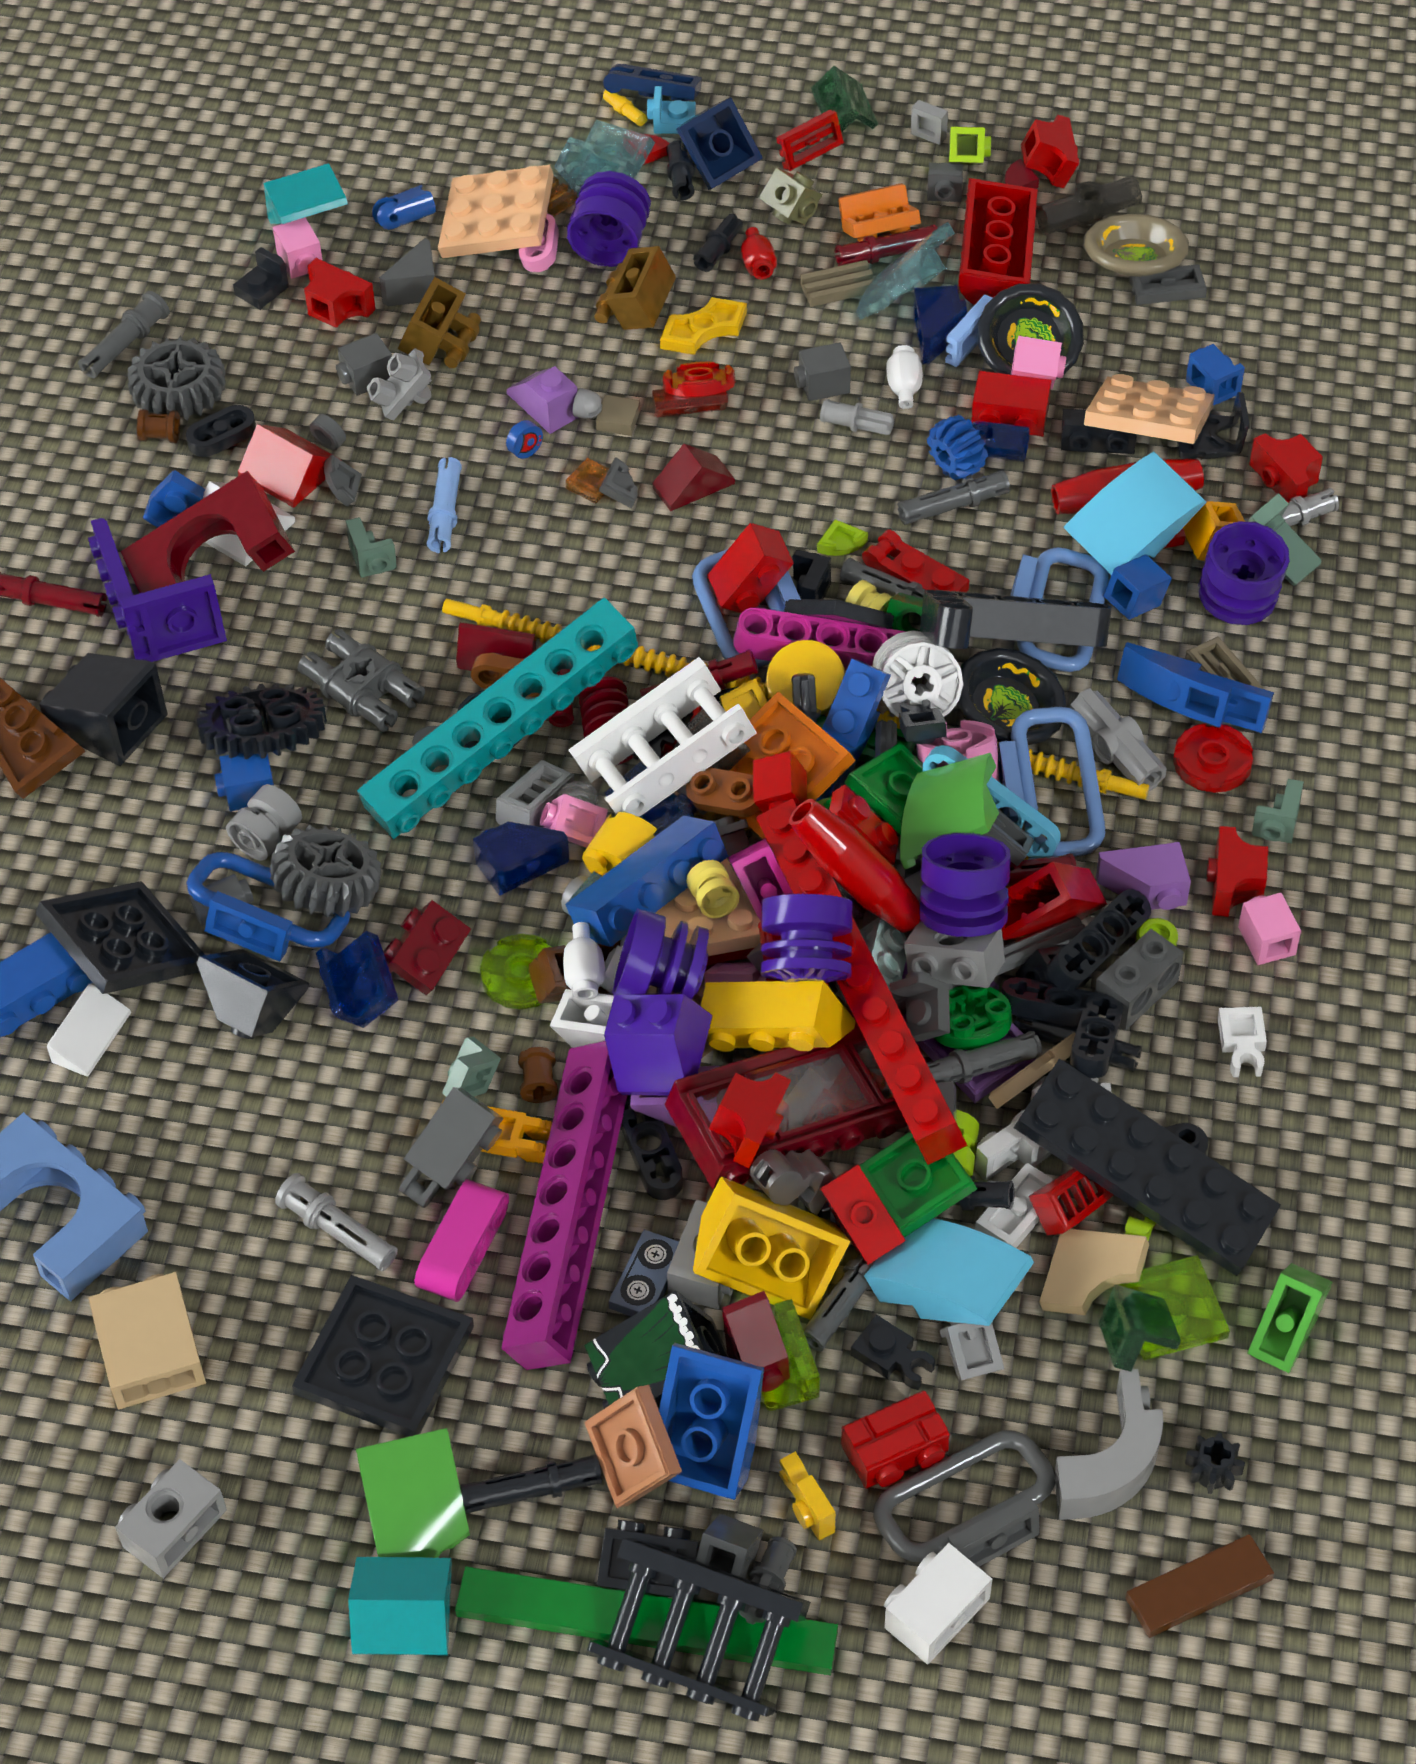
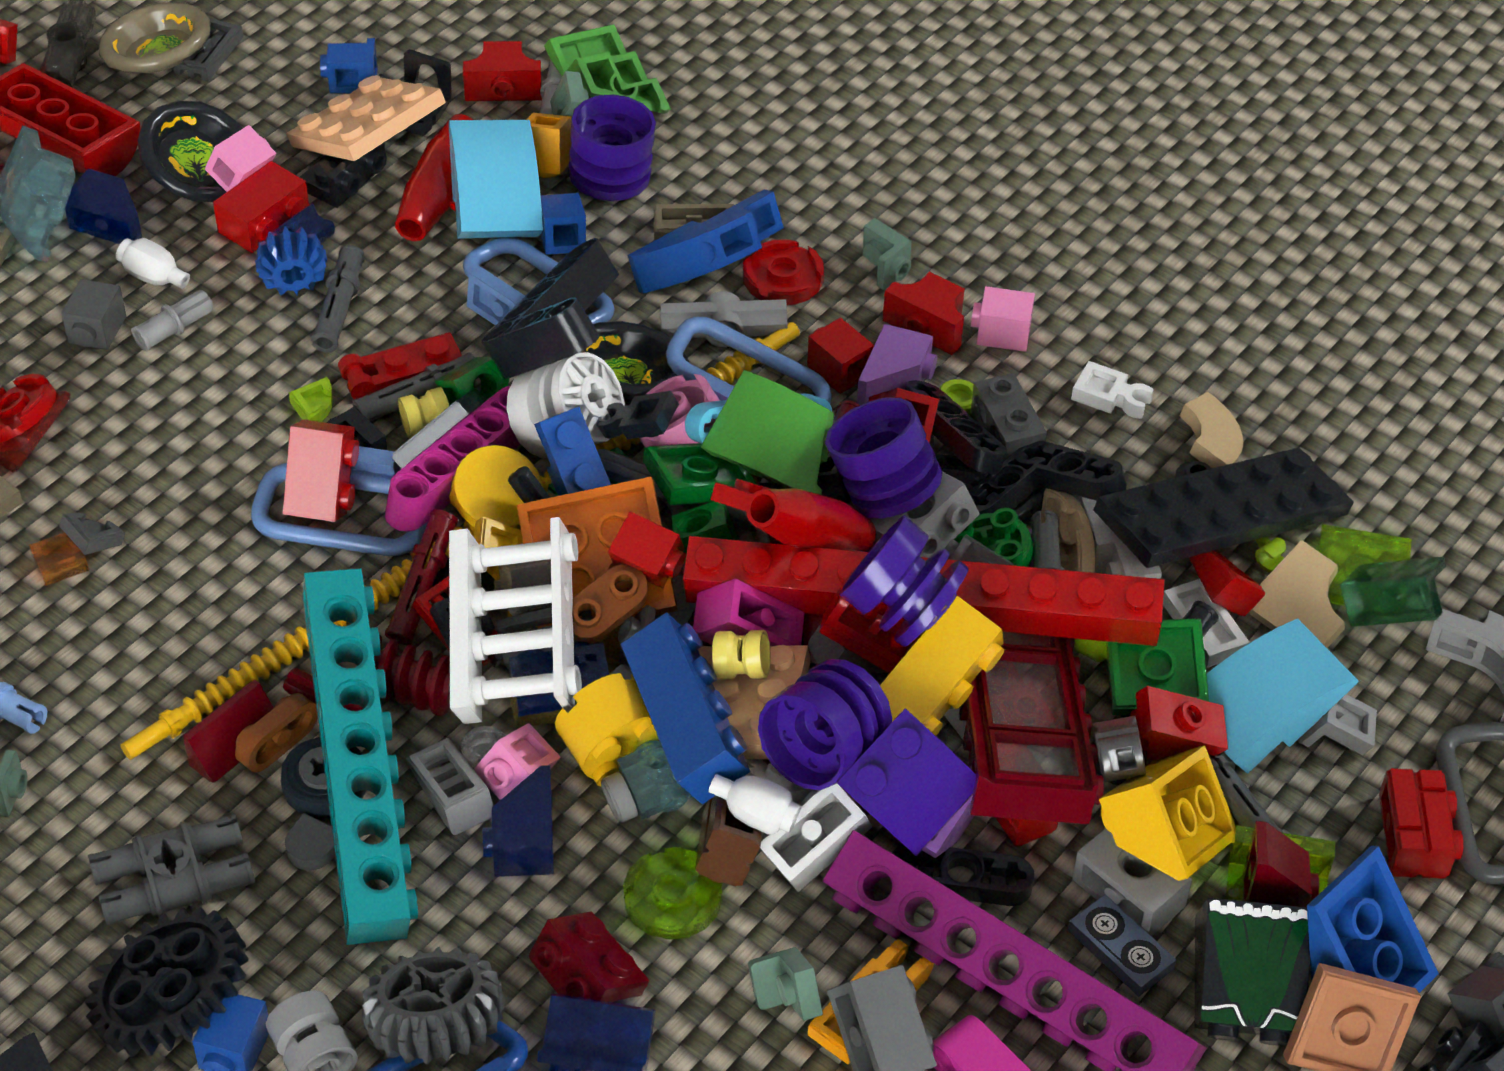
camera: 65 degrees left, 5 degrees down
(537, 1075) = (825, 929): reddish brown bush -> none
(691, 477) = (134, 479): dark red slope -> none
(750, 1114) = (1062, 734): red brick -> none
(811, 1504) = (1456, 918): yellow plate -> none
(889, 1349) = (1306, 793): black plate -> none
(964, 335) = (144, 192): light blue tile -> none
(1135, 826) = (838, 354): none -> red brick
(1249, 1136) = (1216, 431): none -> tan tile
(1289, 1317) = (1420, 491): bright green slope -> none
(1344, 527) = (606, 66): none -> bright green slope

